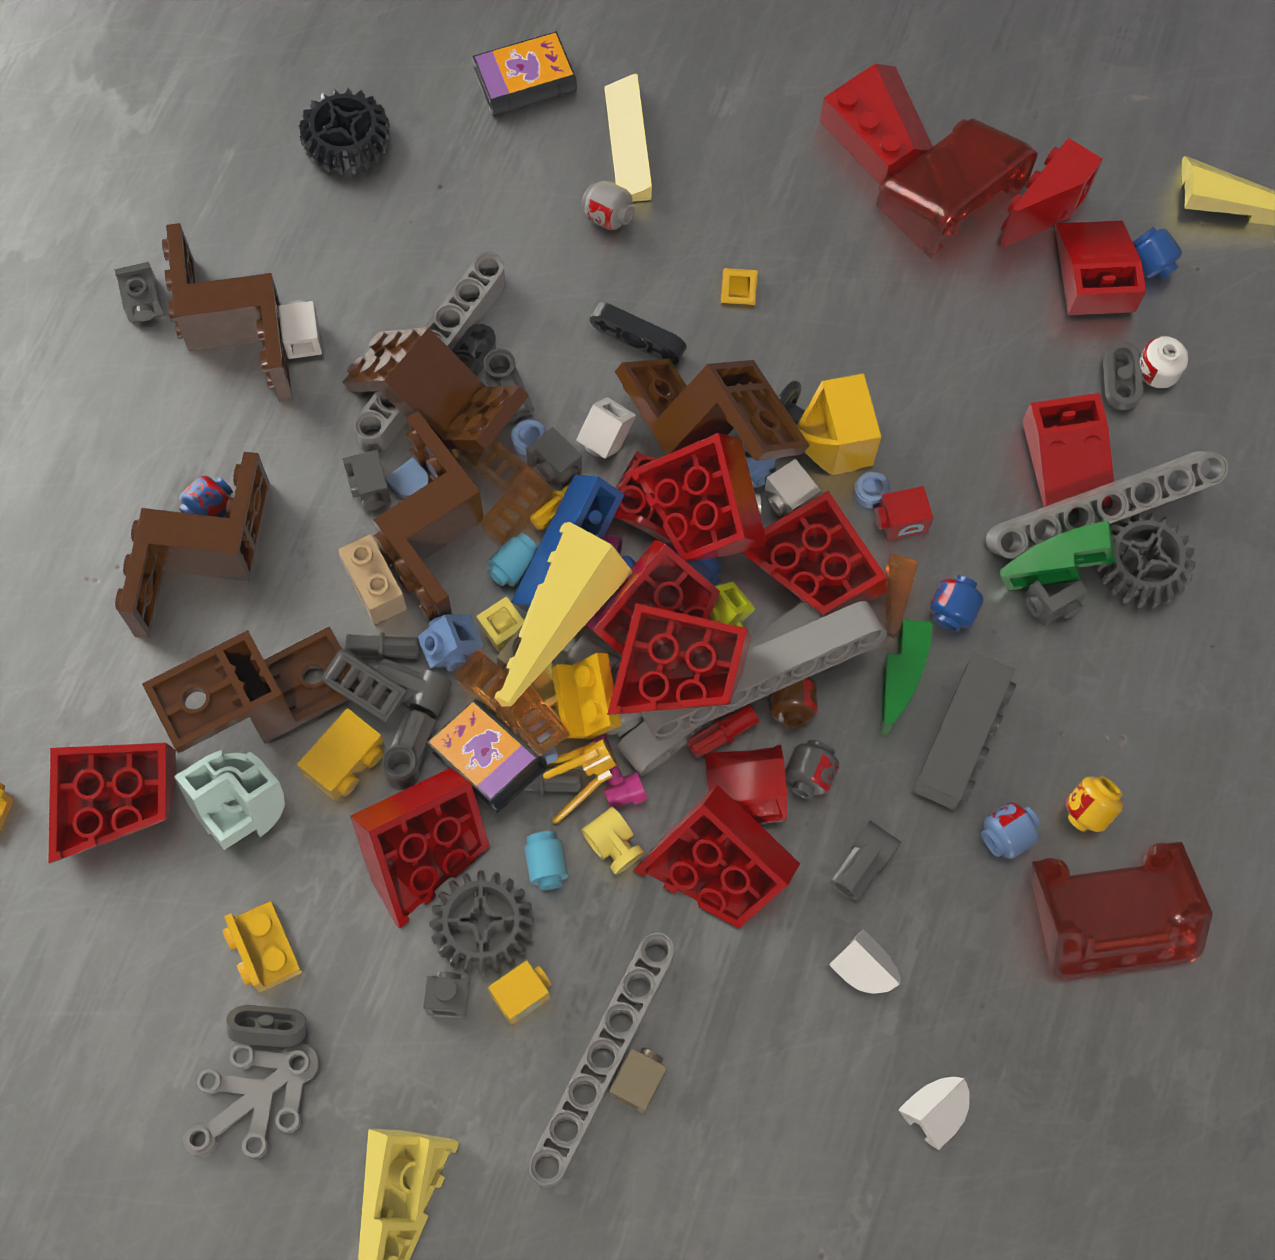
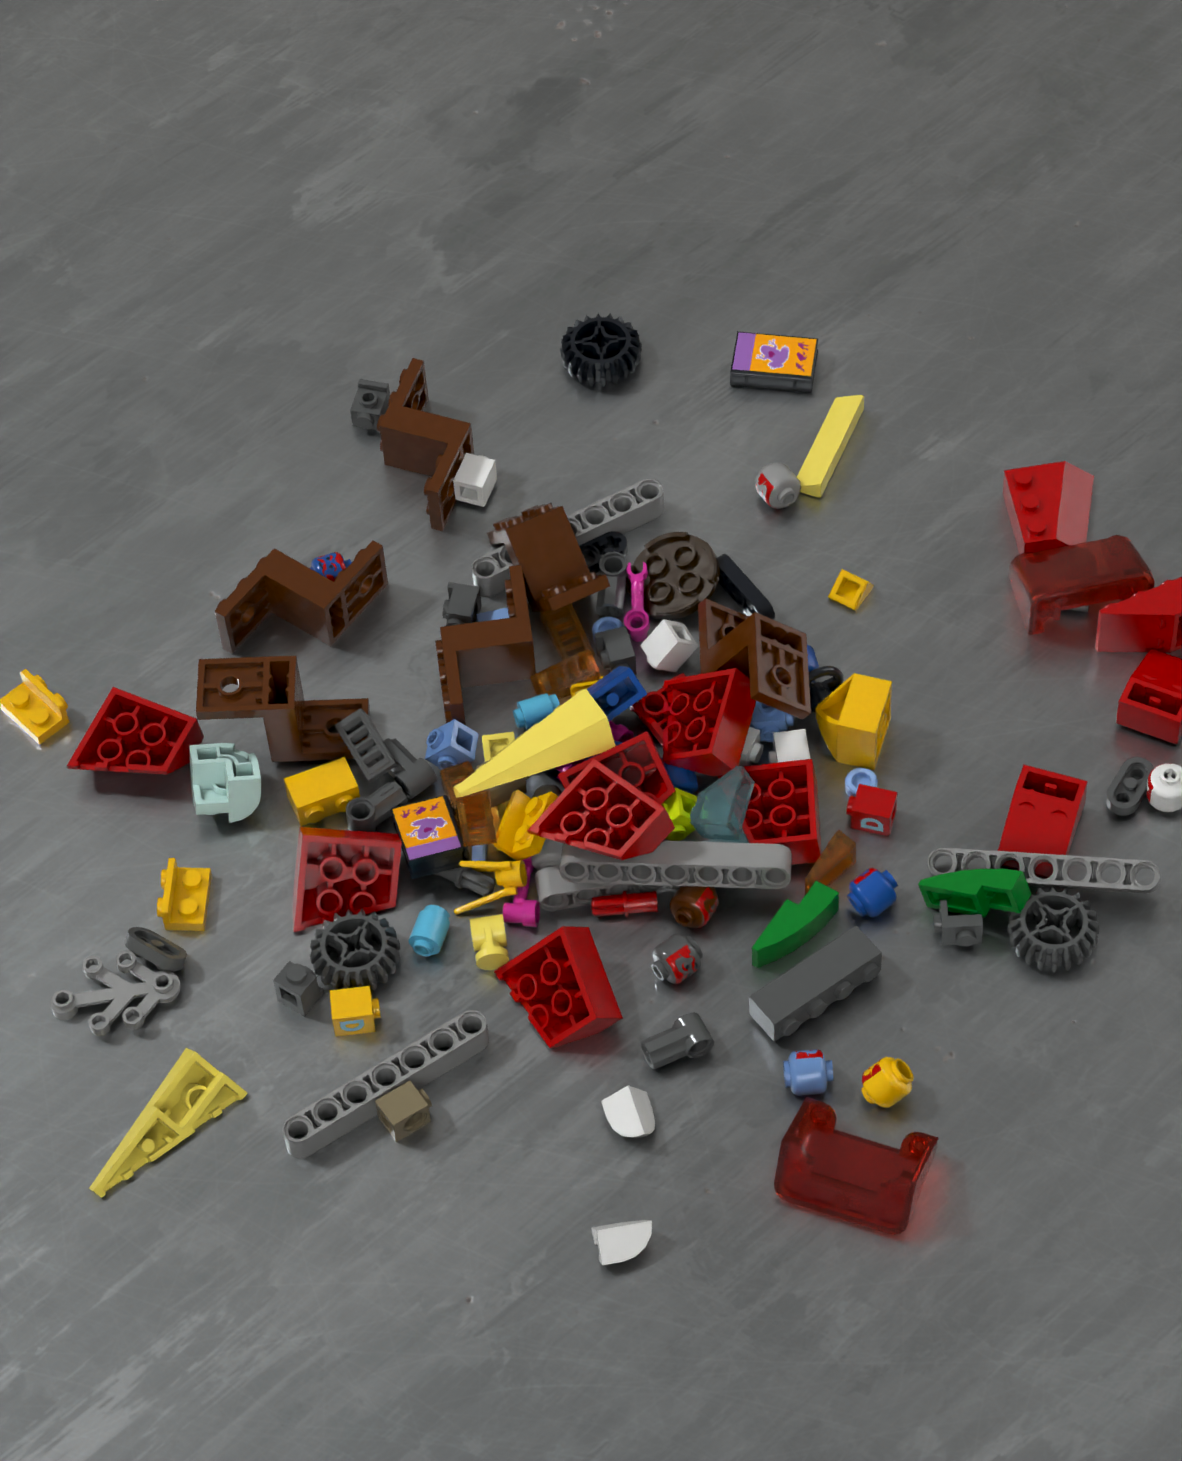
camera: 35 degrees right, 15 degrees down
(372, 579) = (420, 680): tan brick -> none
(383, 646) = (400, 730): dark grey axle -> none
(553, 408) = (637, 619): none -> dark pink brick
(563, 348) = (679, 576): none -> dark brown tile
(752, 780) = (623, 948): red slope -> none
(775, 586) = (723, 806): none -> clear light blue slope

